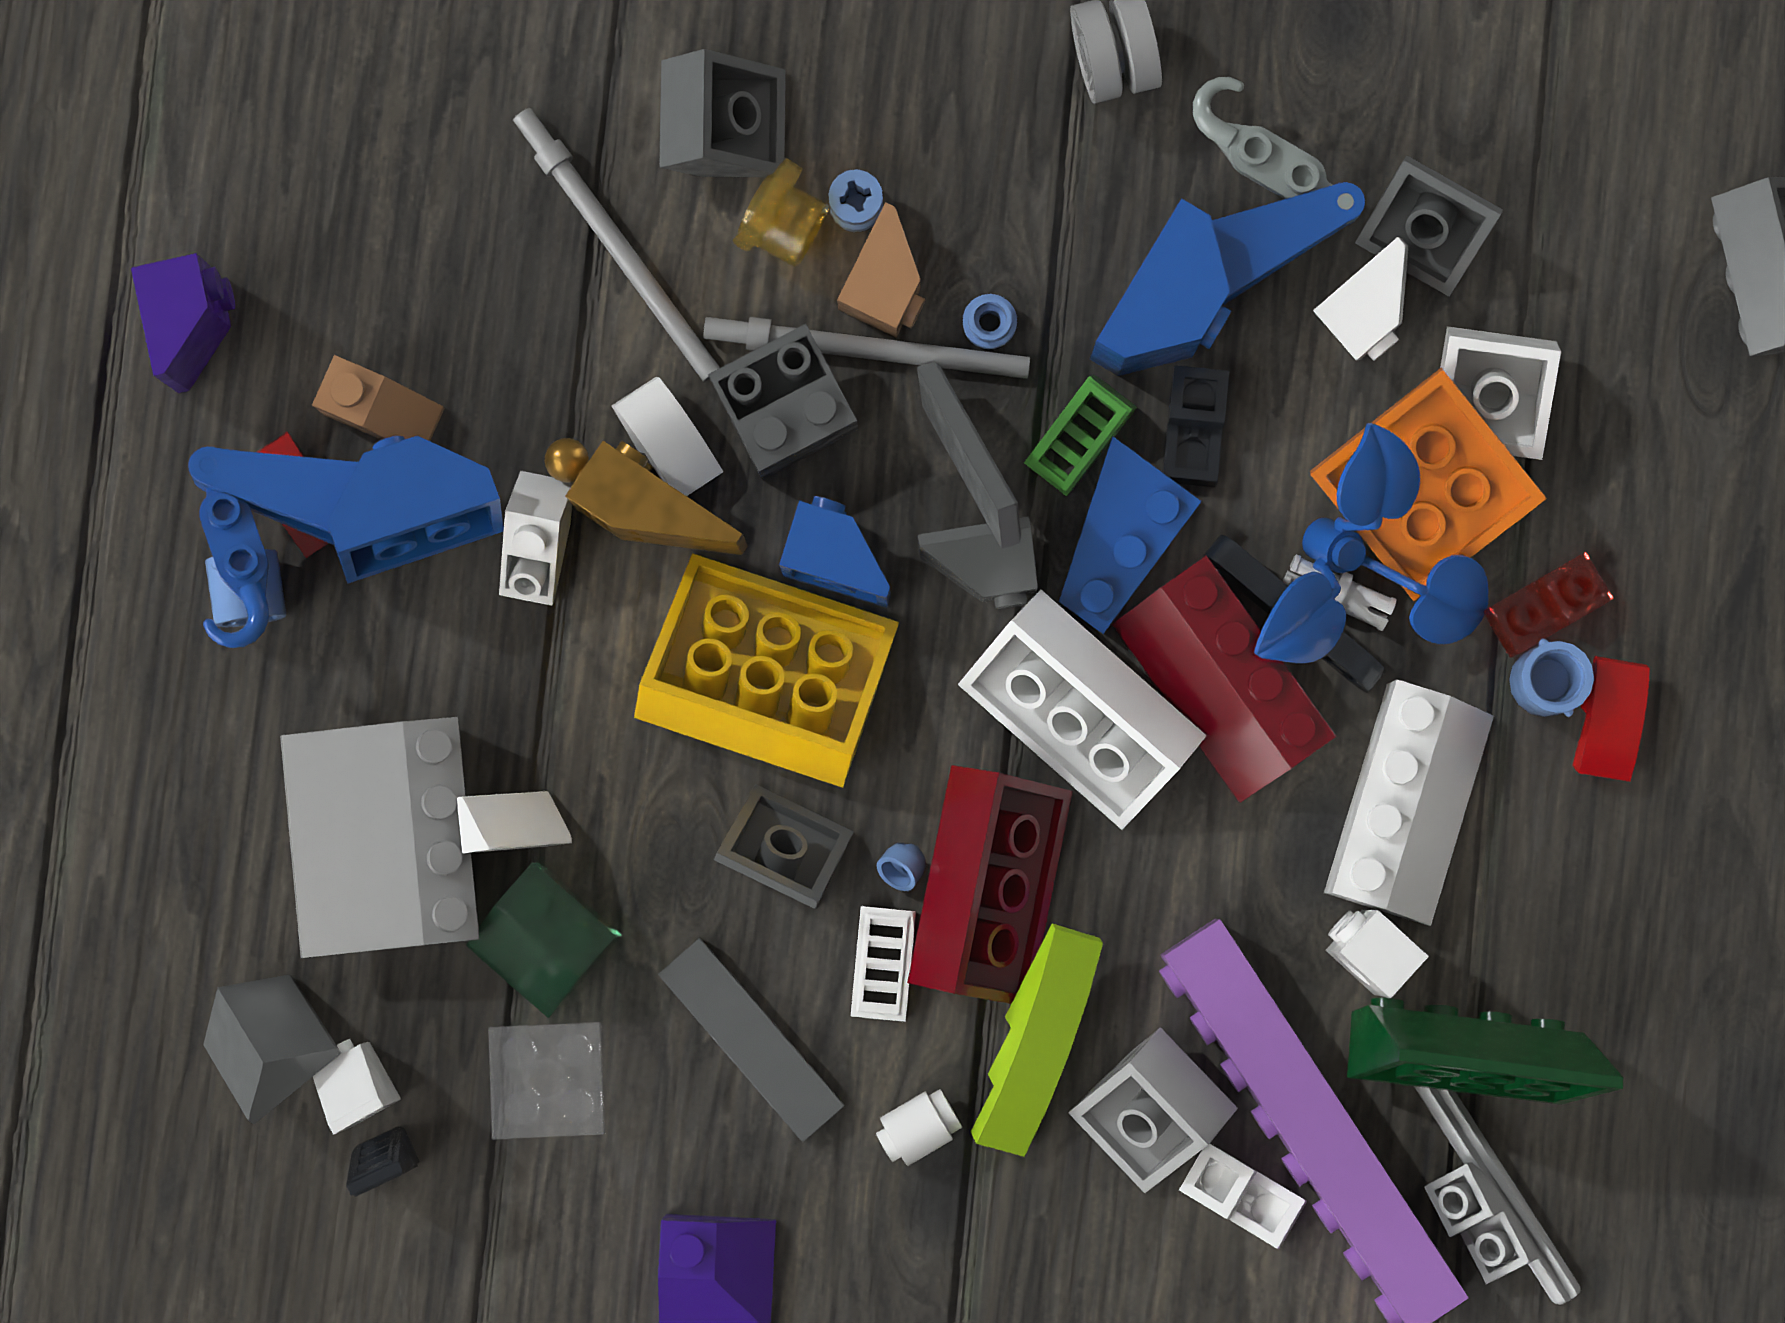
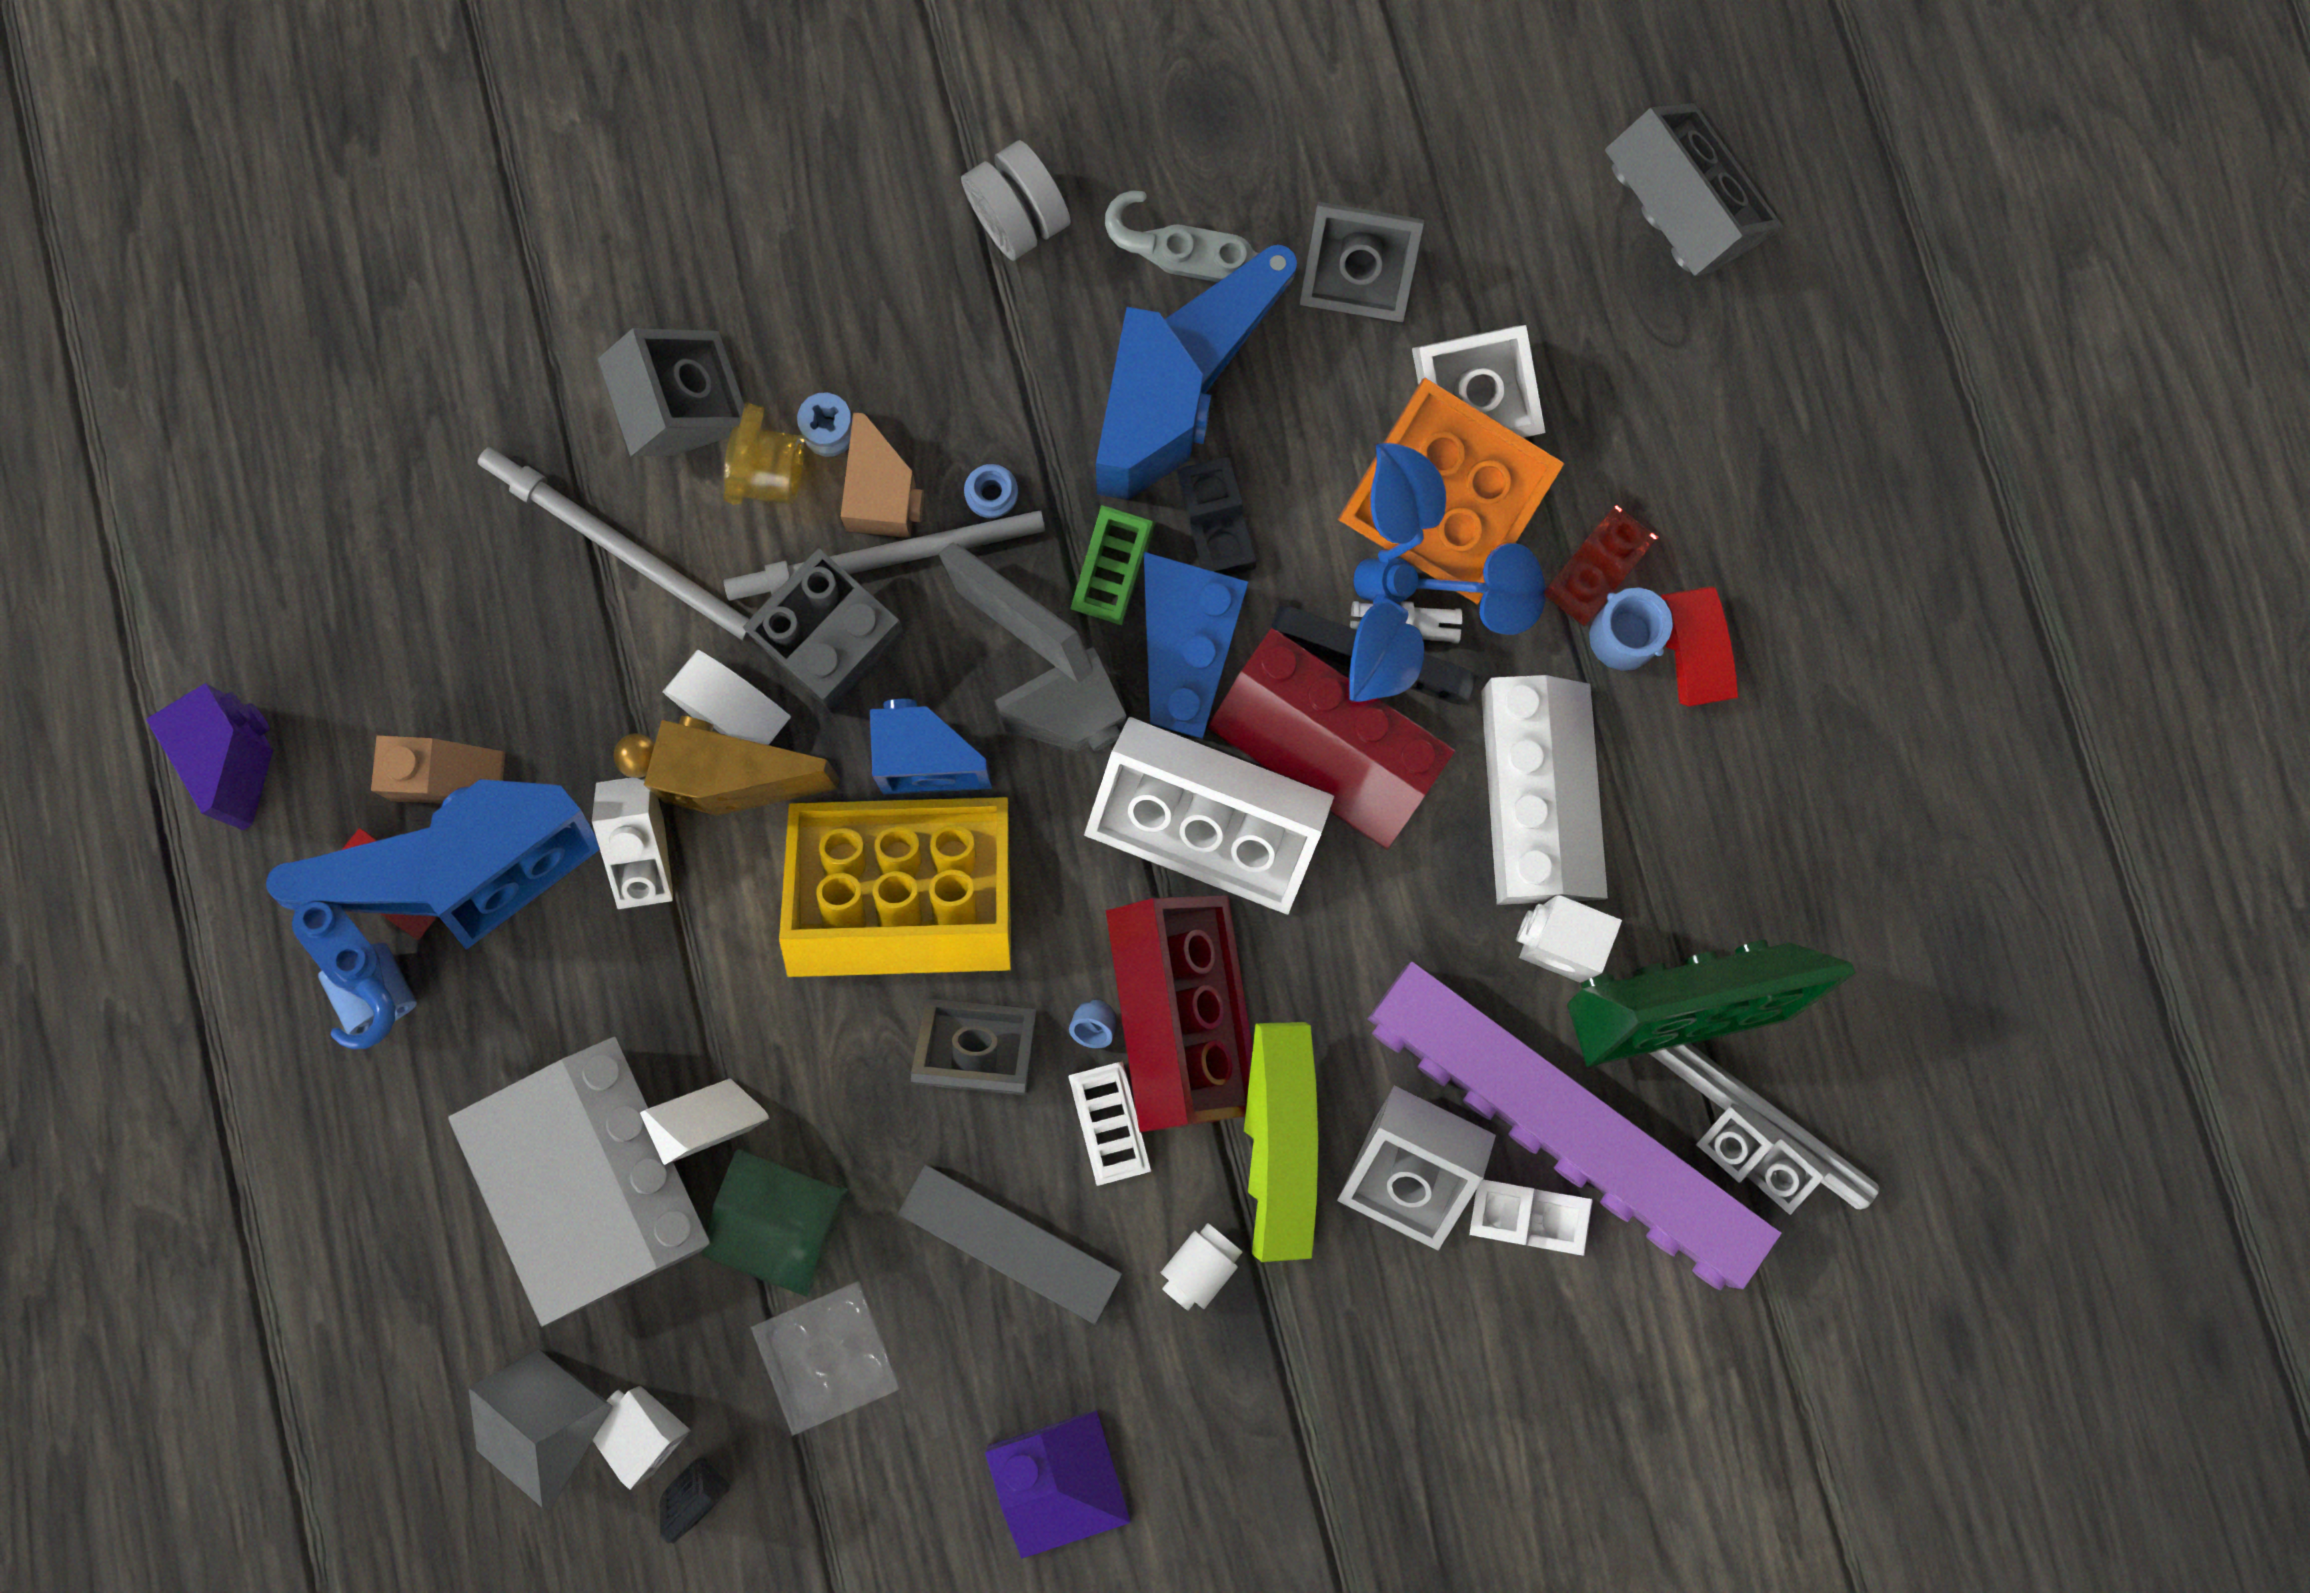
camera: 30 degrees left, 5 degrees down
(1369, 304) = (1334, 350): white slope -> none

